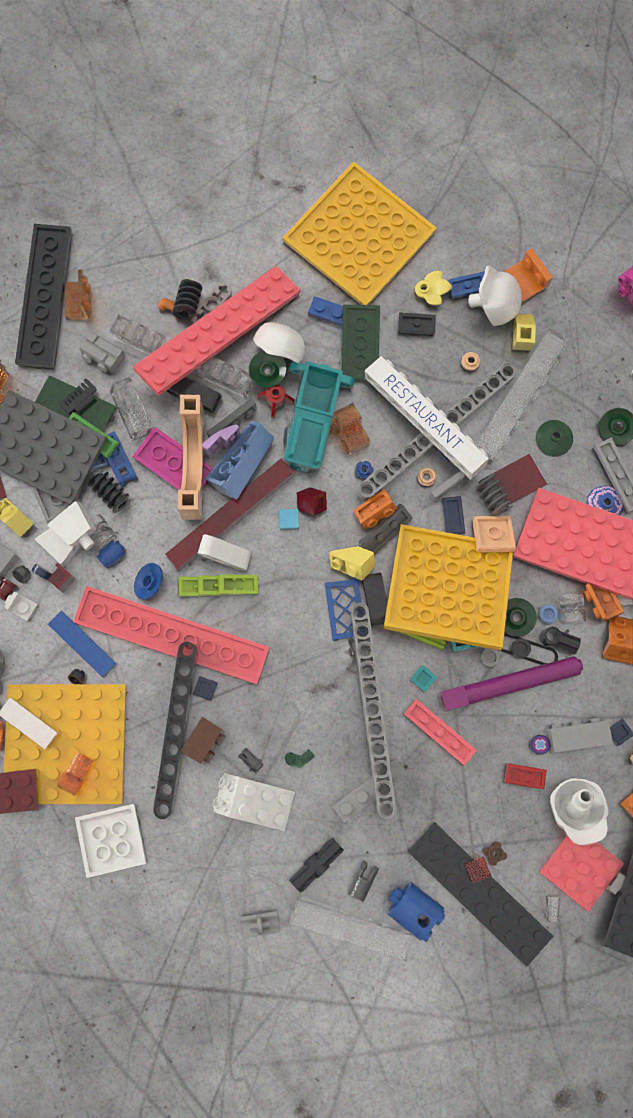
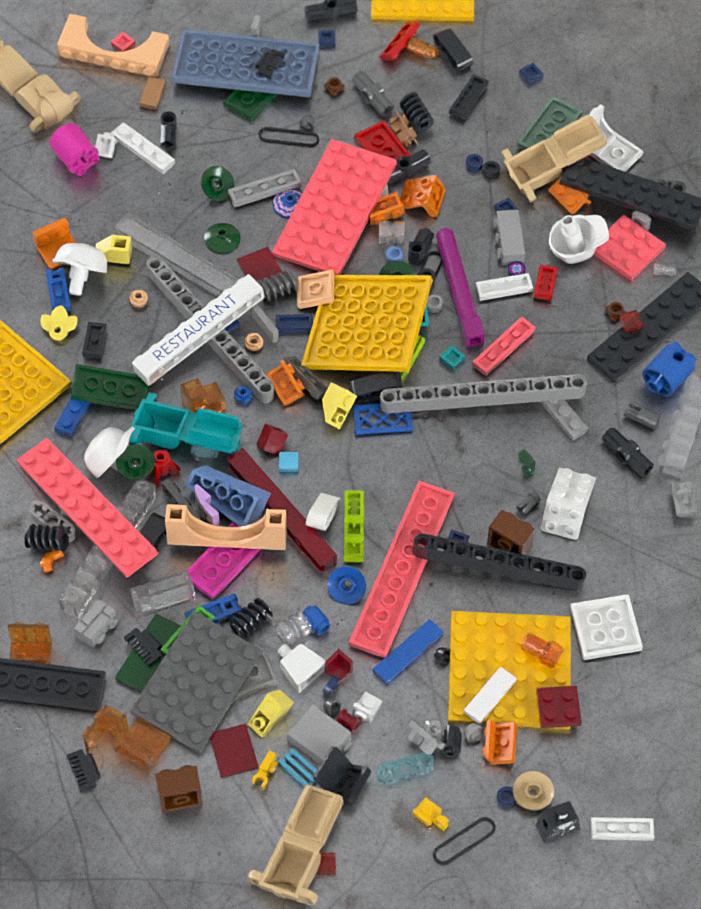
camera: 85 degrees left, 20 degrees down
(74, 526) = (289, 639): white torso -> none
(515, 731) = (504, 286): none -> white plate

